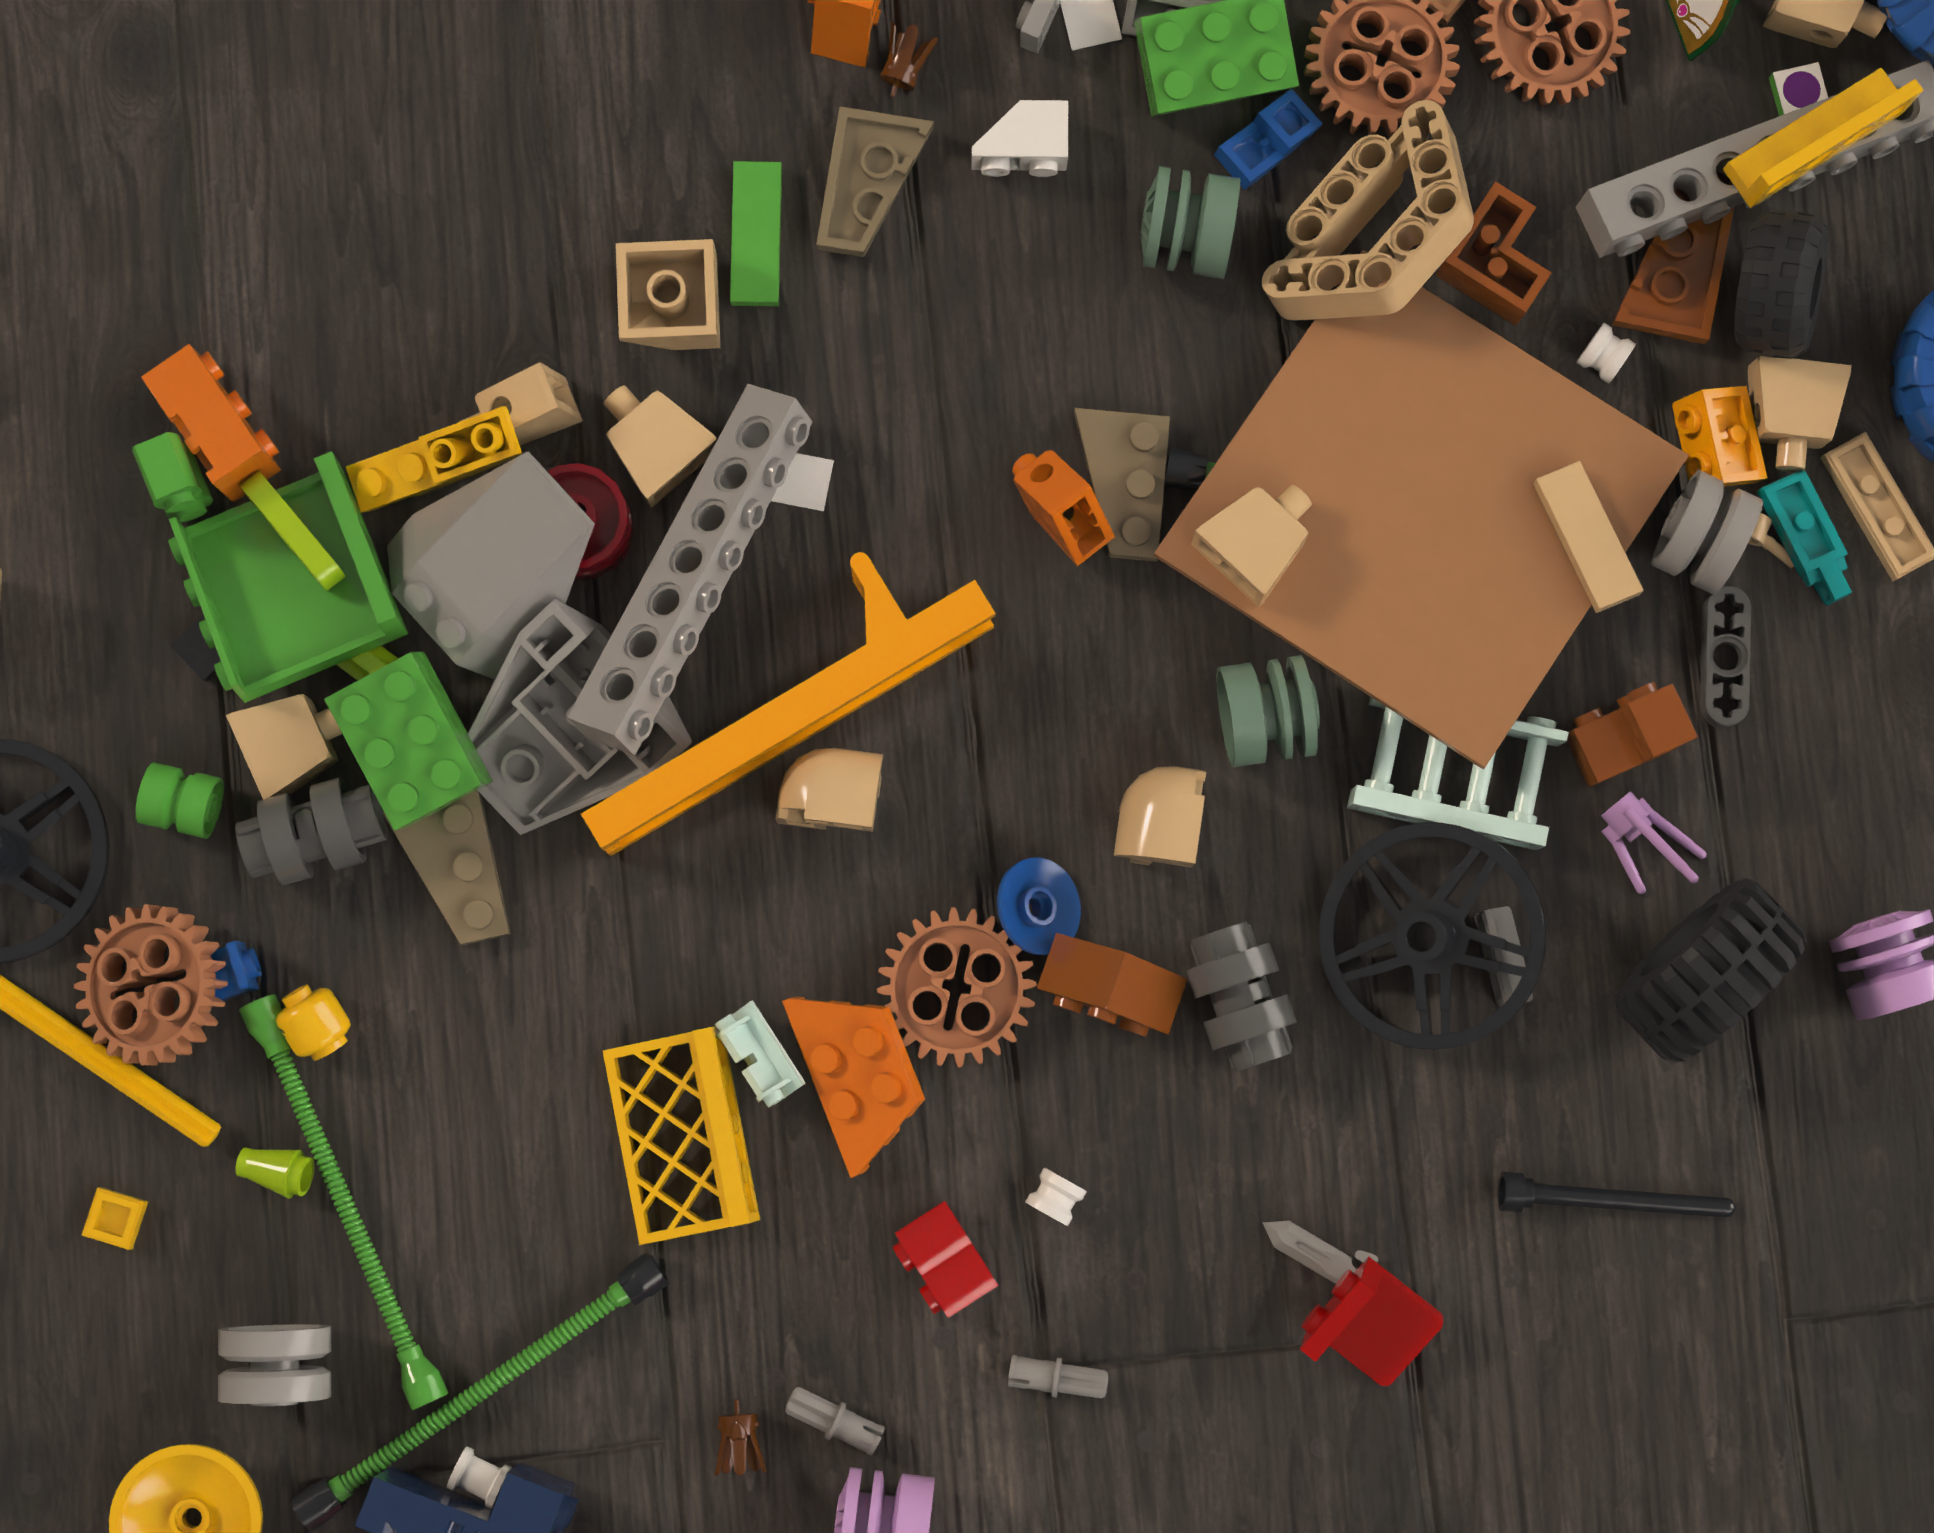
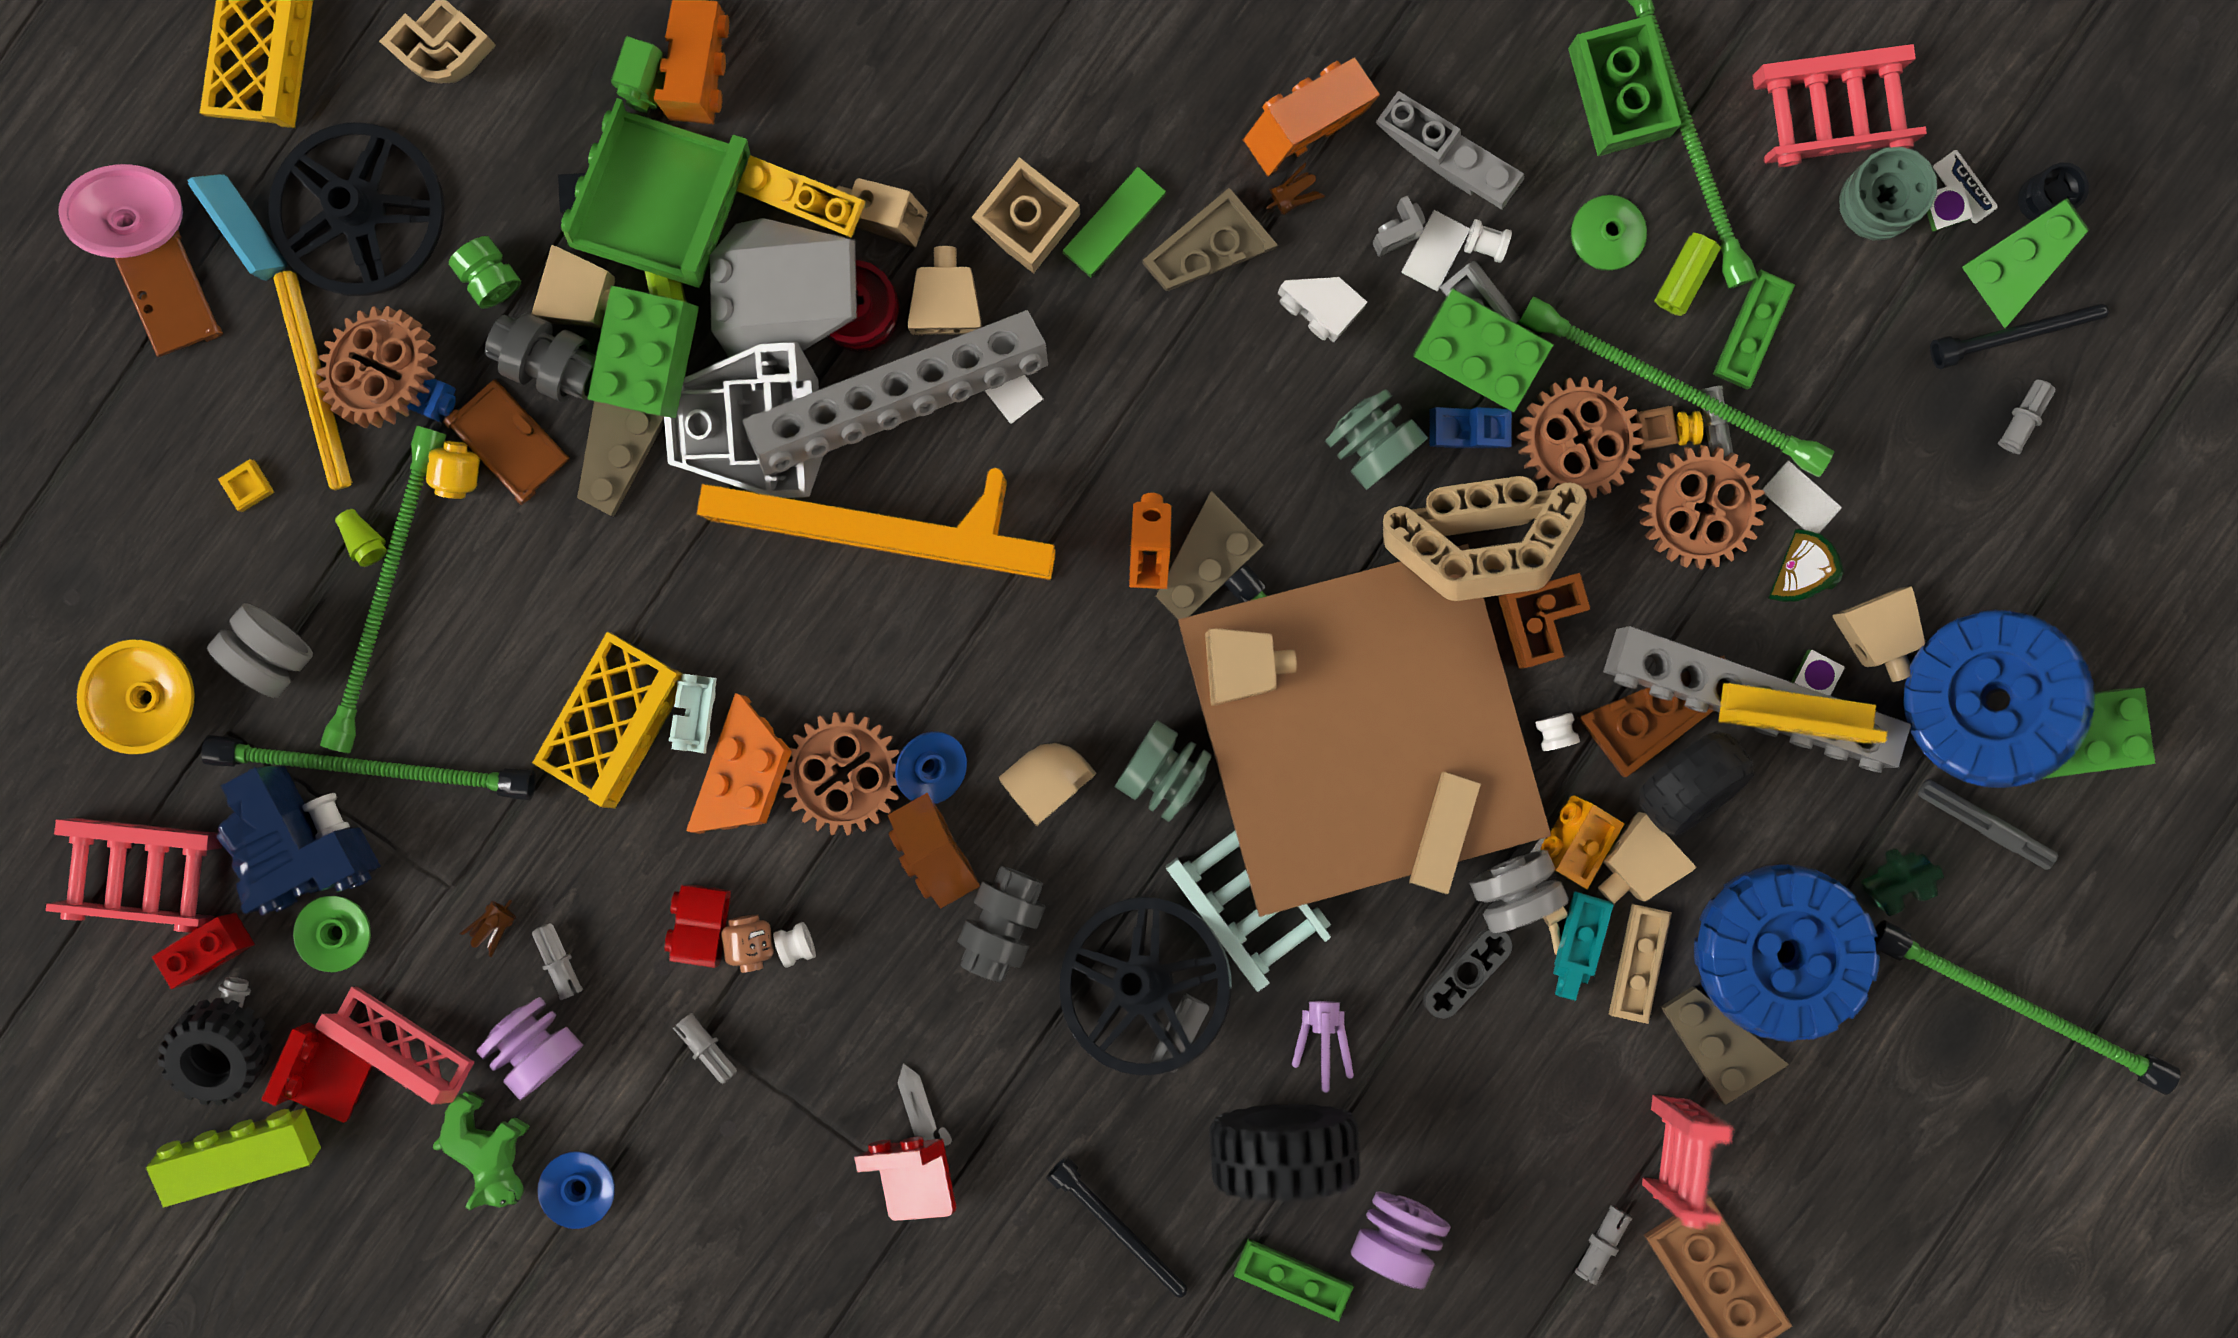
camera: 45 degrees right, 5 degrees up
(292, 531) = (682, 167): lime beam -> none
(341, 957) = (496, 432): none -> dark orange door
(831, 790) = (867, 596): tan brick -> none
(1008, 1234) = (747, 942): none -> nougat head
(1642, 729) = (1372, 972): dark orange brick -> none
(1825, 1100) = (1293, 1280): none -> bright green tile

